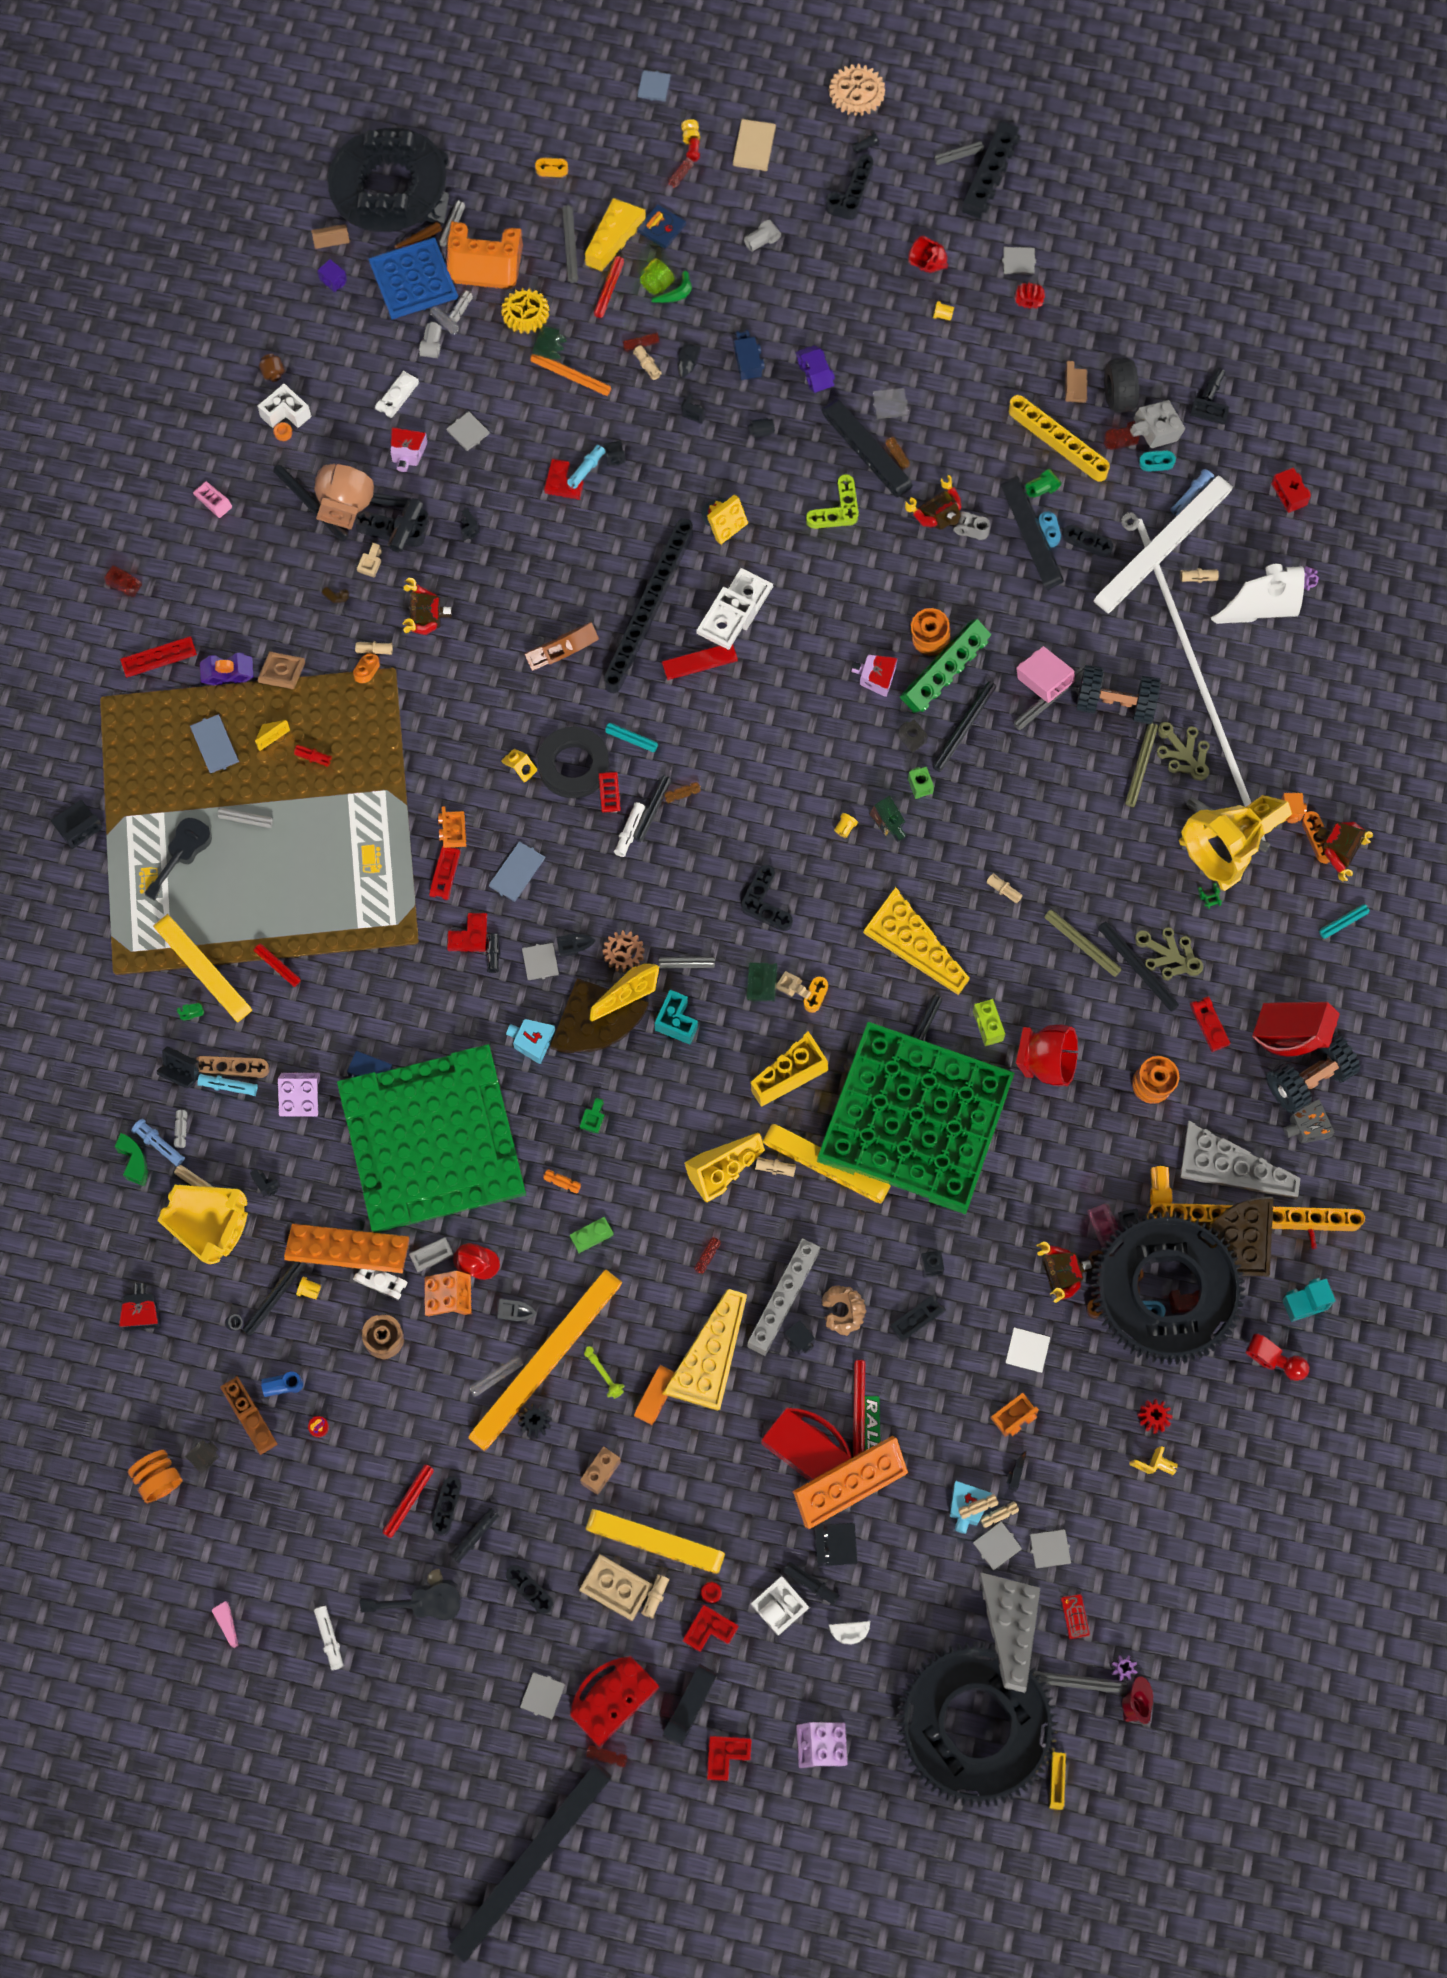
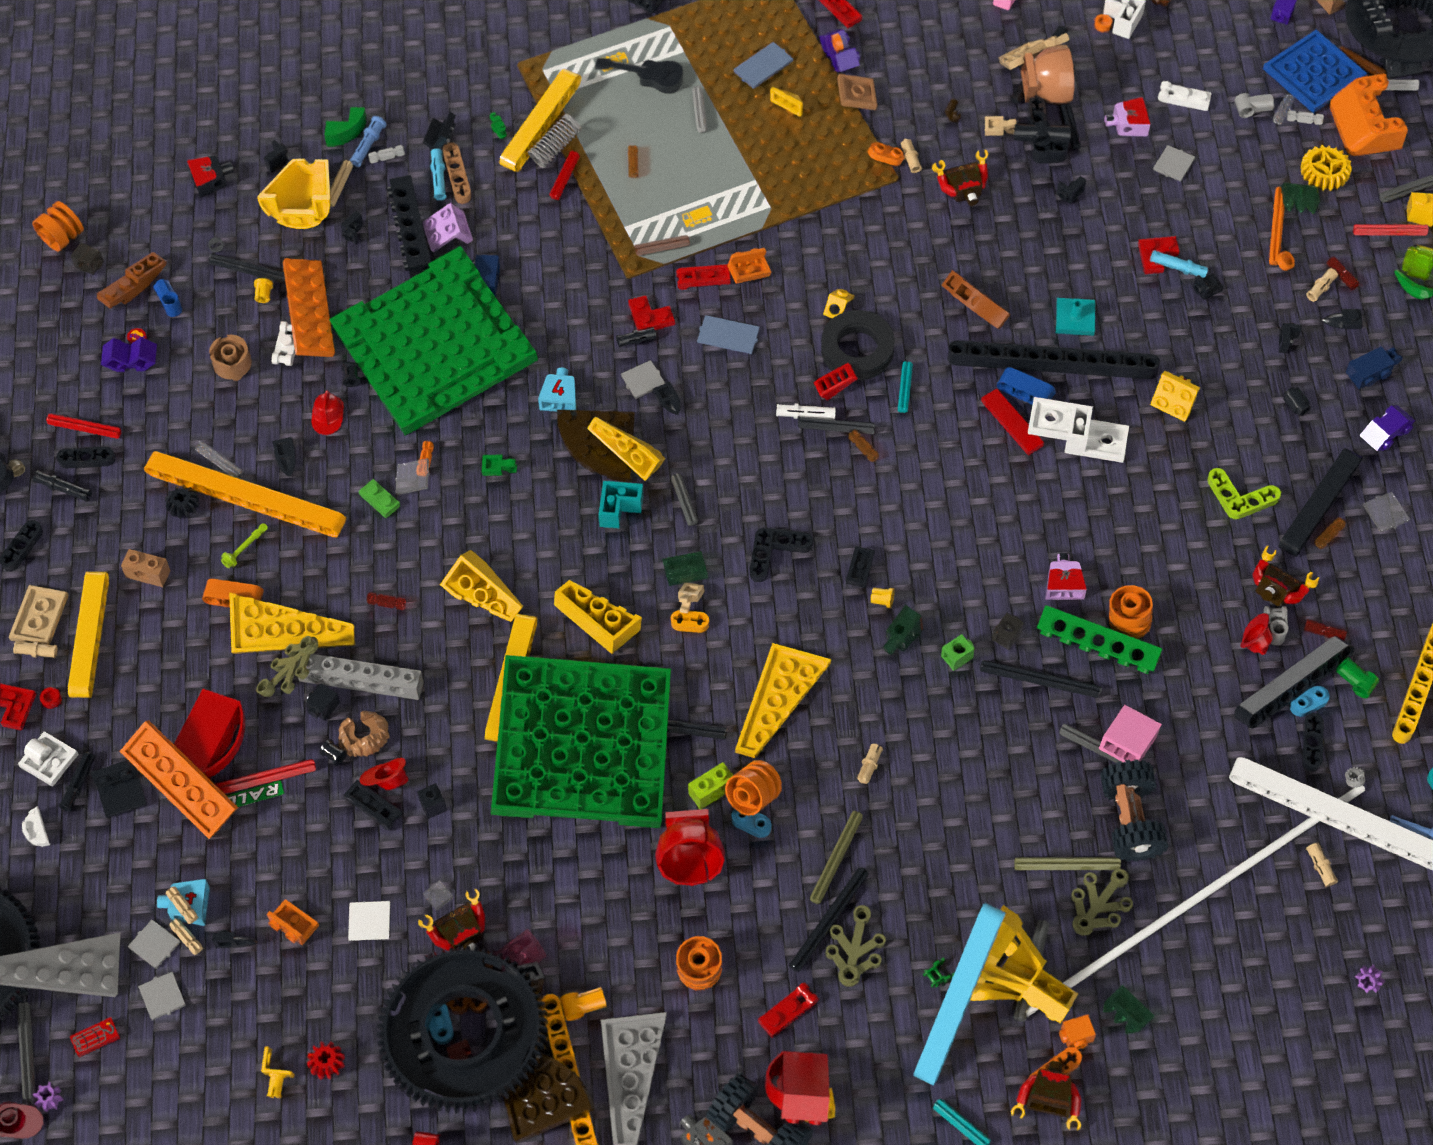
camera: 75 degrees right, 10 degrees down
(145, 1237) = (277, 157): none -> black bracket
(234, 1118) = (410, 225): none -> black brick
(247, 983) = (534, 154): none -> light grey piece
(285, 897) = (633, 161): none -> clear orange axle
(297, 507) = (1015, 57): none -> tan wing
(312, 755) = (779, 138): red axle -> none
(339, 1444) = (122, 356): none -> dark purple brick
(396, 899) = (661, 245): none -> reddish brown axle
(431, 1254) = (323, 376): light grey tile -> none
(436, 1222) = (350, 374): none -> black bush
(448, 1293) = (287, 400): orange bracket -> none
(580, 1197) = (412, 476): none -> clear piece
(606, 571) = (1075, 316): none -> teal tile
(612, 381) = (1285, 260): none -> orange tile
(618, 955) = (675, 441): nougat gear -> none
(670, 637) = (1024, 386): none -> blue beam
(758, 1354) = (288, 667): none -> olive plant
(775, 1167) = (494, 634): tan pin -> none
(808, 834) = (860, 566): none -> black plate
(854, 1340) = (333, 752): none -> black bush
(893, 1298) = (386, 775): none -> red piece
(978, 543) = (1257, 635): none -> red piece
(987, 494) = (1323, 630): none -> clear red piece
(1008, 986) = (753, 787): none -> orange wheel
(1022, 1283) = (438, 895): none -> clear tile
(1029, 1000) = (750, 822): none -> dark azure plate
(1261, 875) = (959, 993): none -> medium azure beam
(1267, 597) = (1321, 934): white panel -> none
(1283, 762) = (1128, 1009): none -> clear green plate

